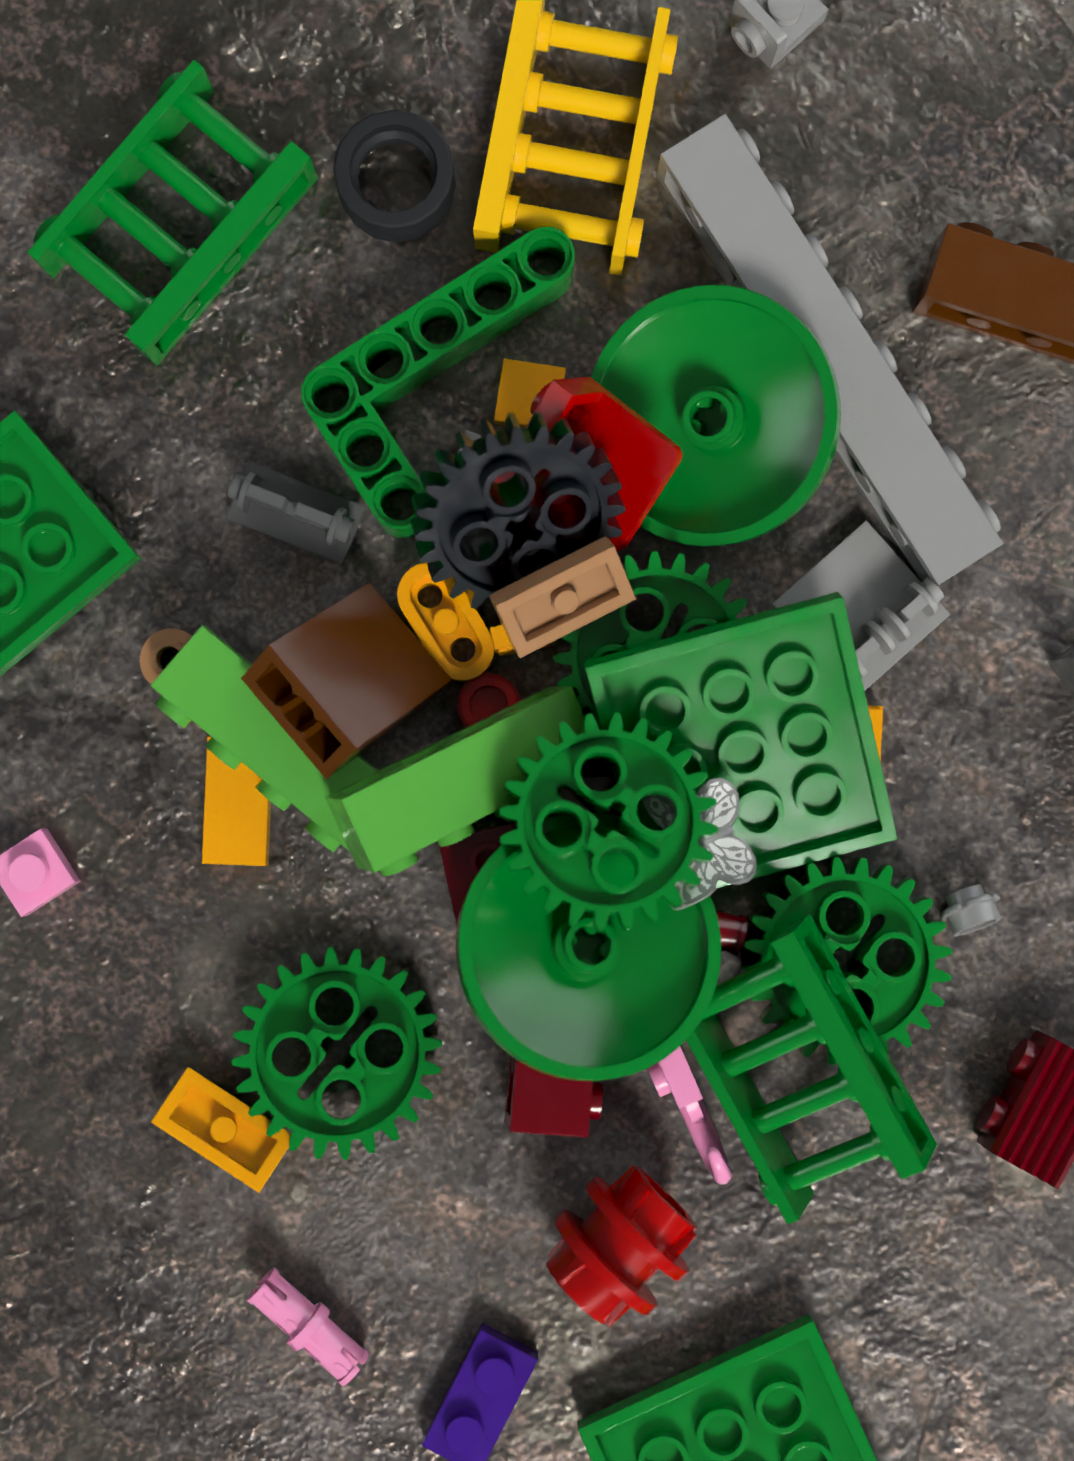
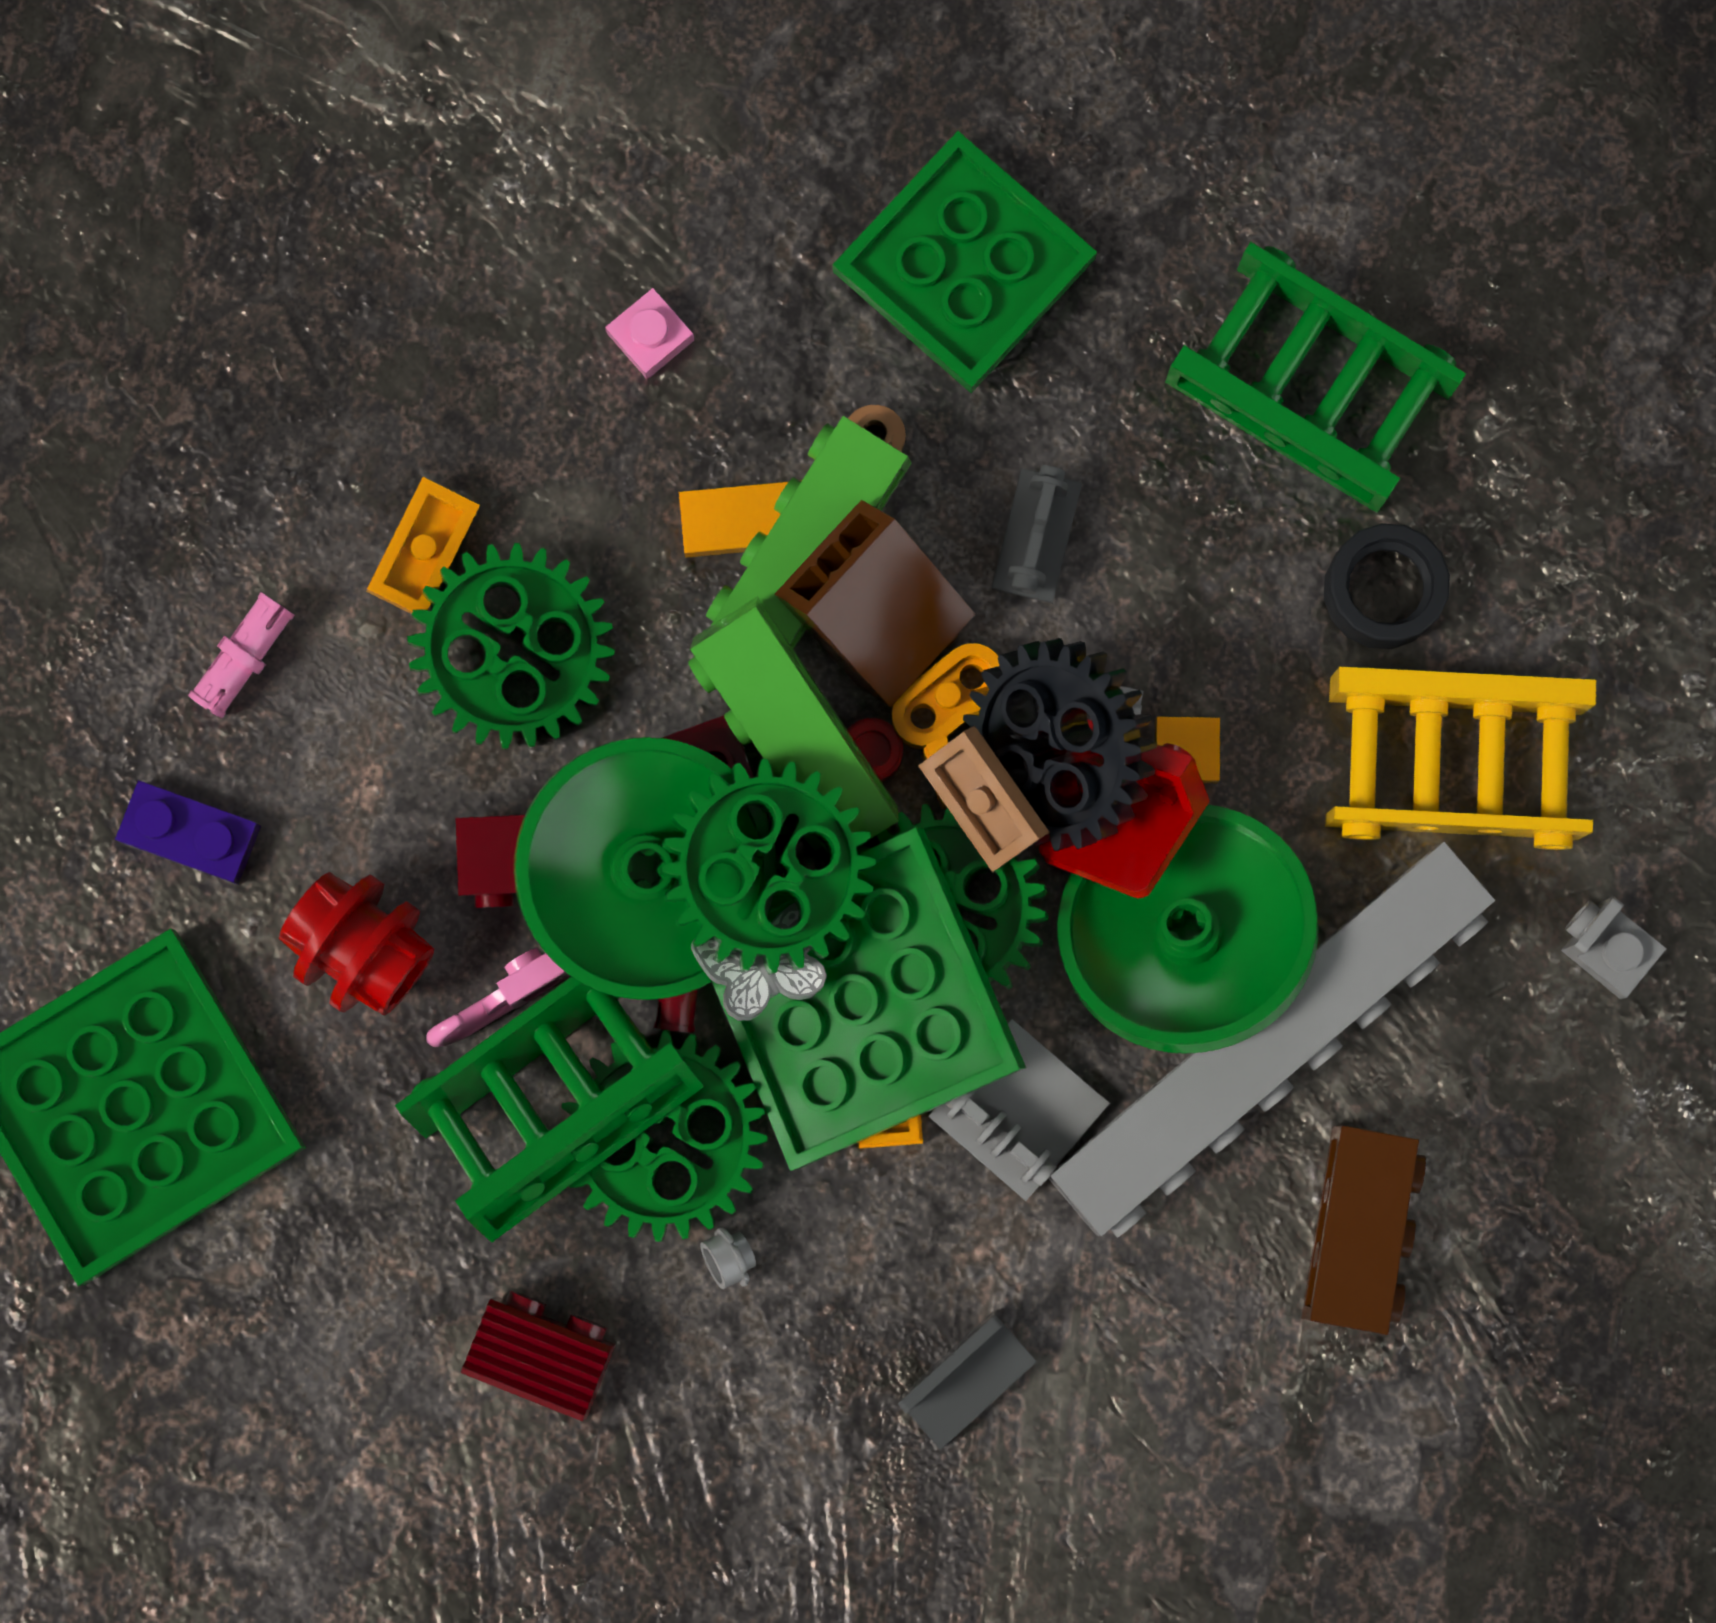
camera: 85 degrees right, 5 degrees down
(424, 360) = (1203, 637): green beam -> none

